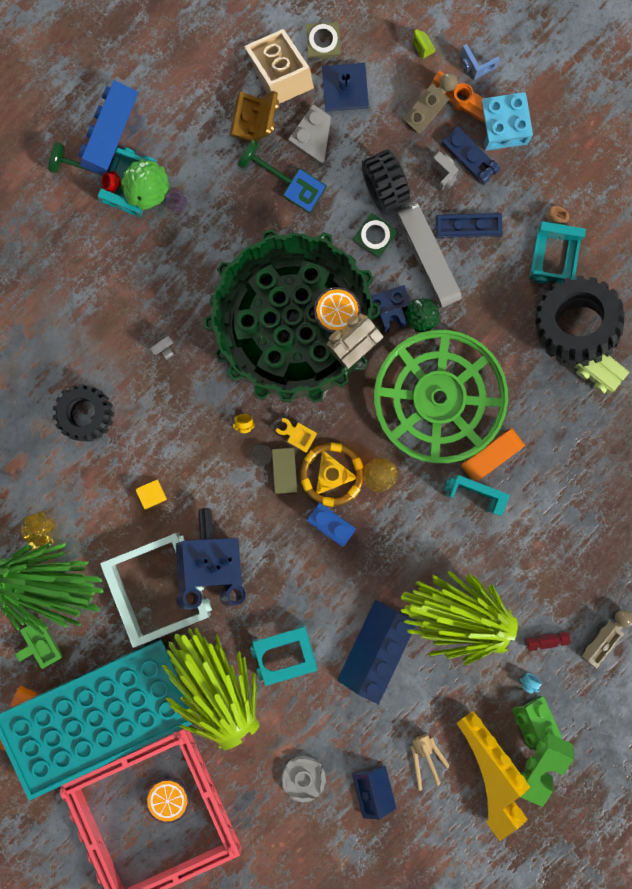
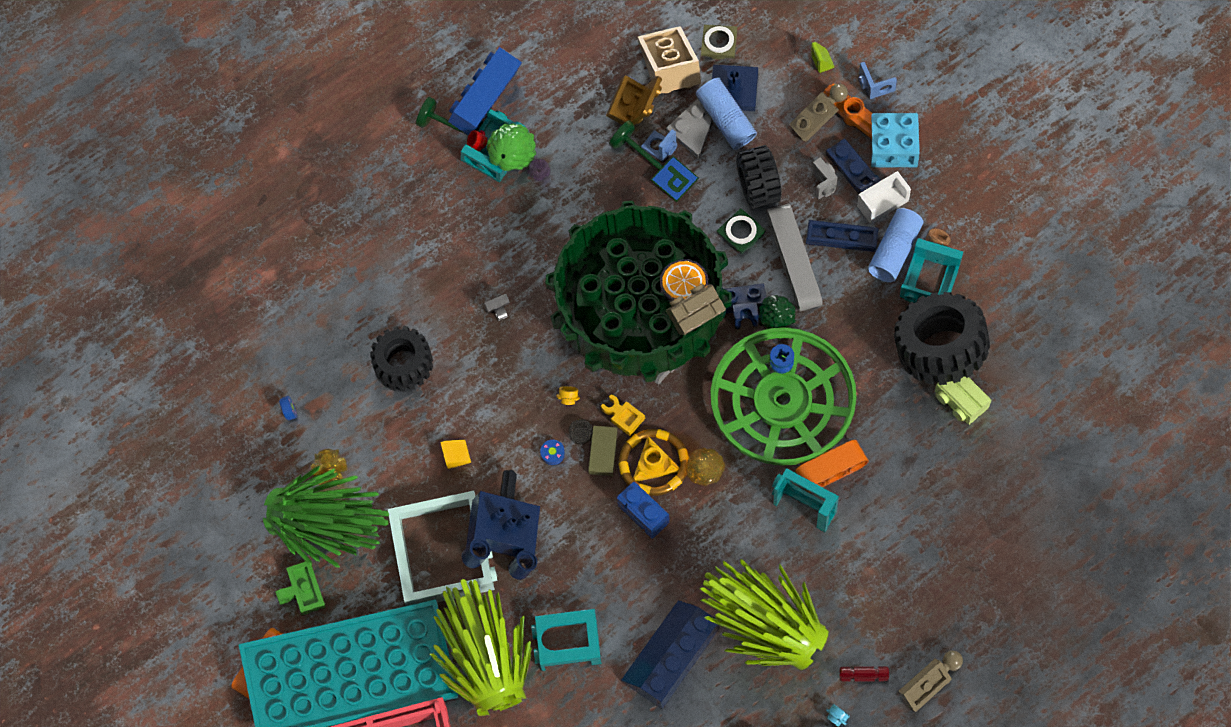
camera: 15 degrees right, 20 degrees down
(239, 479) = (552, 452): none -> blue tile
(293, 157) = (666, 147): none -> medium blue bracket
(339, 114) = (725, 111): none -> light blue piece
(432, 366) = (779, 363): none -> blue wheel
(503, 182) = (883, 197): none -> white panel
(520, 234) = (895, 245): none -> light blue piece

